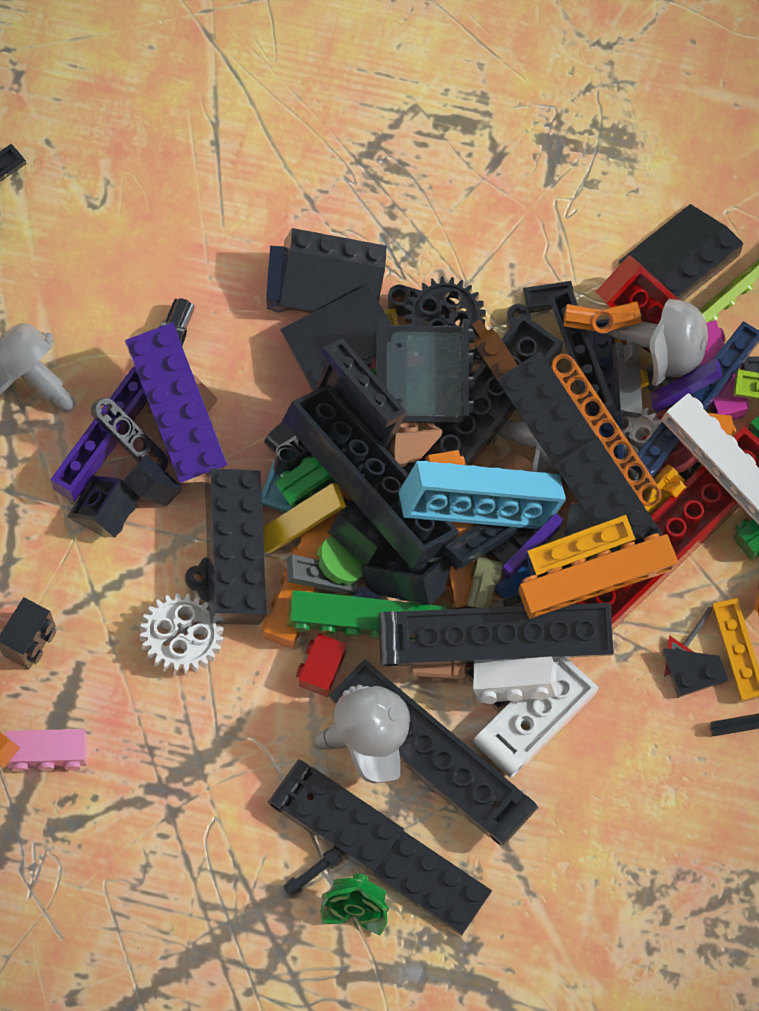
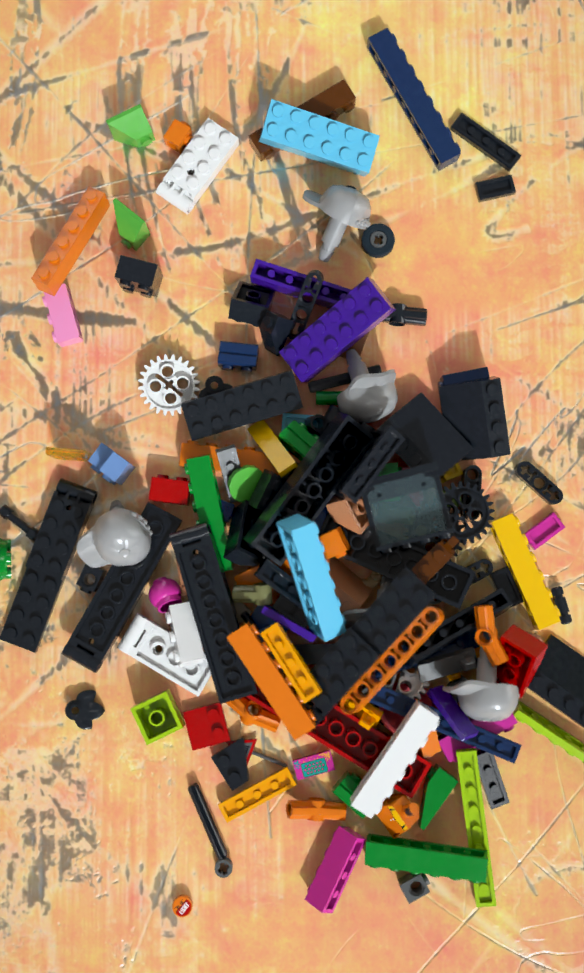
camera: 80 degrees right, 15 degrees up
(43, 184) = (495, 188): none -> black tile
(73, 325) = (368, 239): none -> black bush
(168, 539) = (238, 356): none -> dark blue brick
(234, 425) = (337, 380): none -> black axle
(240, 777) = (68, 454): none -> clear yellow tile
(255, 438) = (327, 397): none -> green cylinder
(269, 728) = (113, 466): none -> medium blue brick
(270, 384) = (368, 395): none -> light grey piece
(409, 781) = (99, 575): none -> black brick
(434, 218) = (532, 469): none -> black beam
(456, 700) = (164, 593): none -> dark pink piece
(490, 237) = (544, 530): none -> dark pink tile
(545, 266) = (524, 571): none -> yellow brick
(583, 840) = (87, 709): none -> black plate
(586, 239) = (562, 605): none -> black axle
(613, 745) = (158, 716): none -> lime brick
(635, 627) = (259, 716): none -> orange piece
(638, 693) = (206, 726): none -> red plate
(717, 574) = (313, 764): none -> tile

